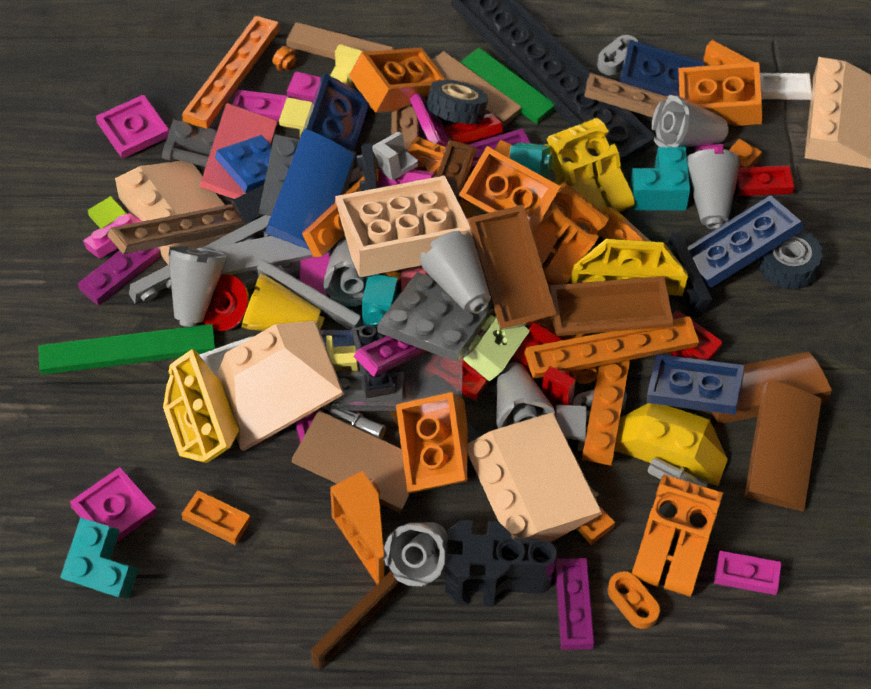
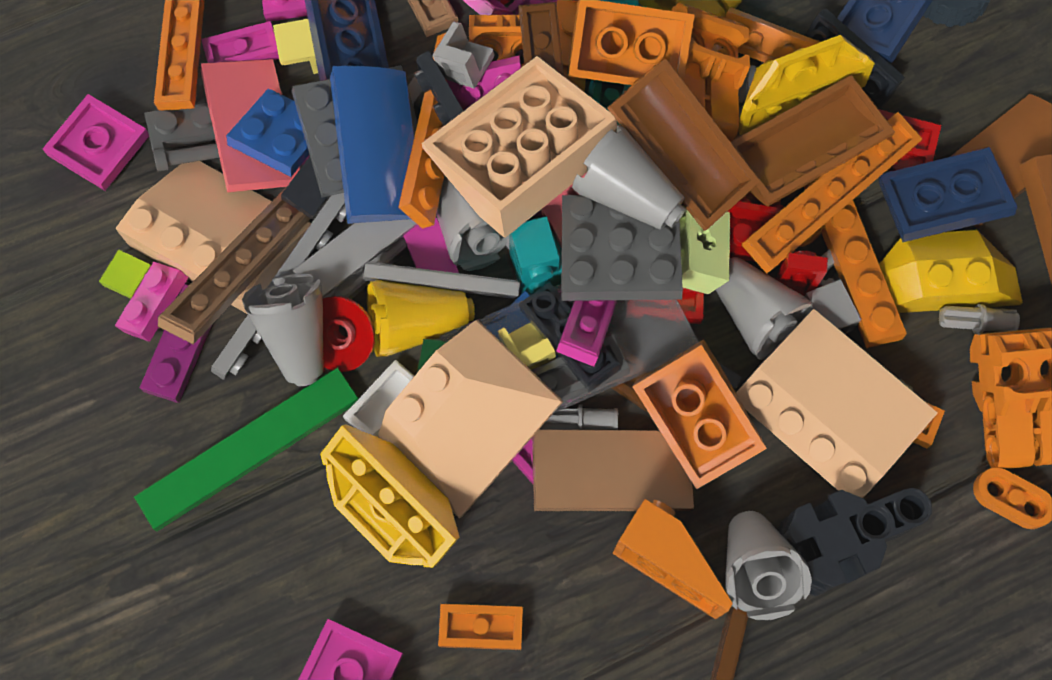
camera: 25 degrees left, 15 degrees up
(573, 604) = (957, 541): magenta plate -> none

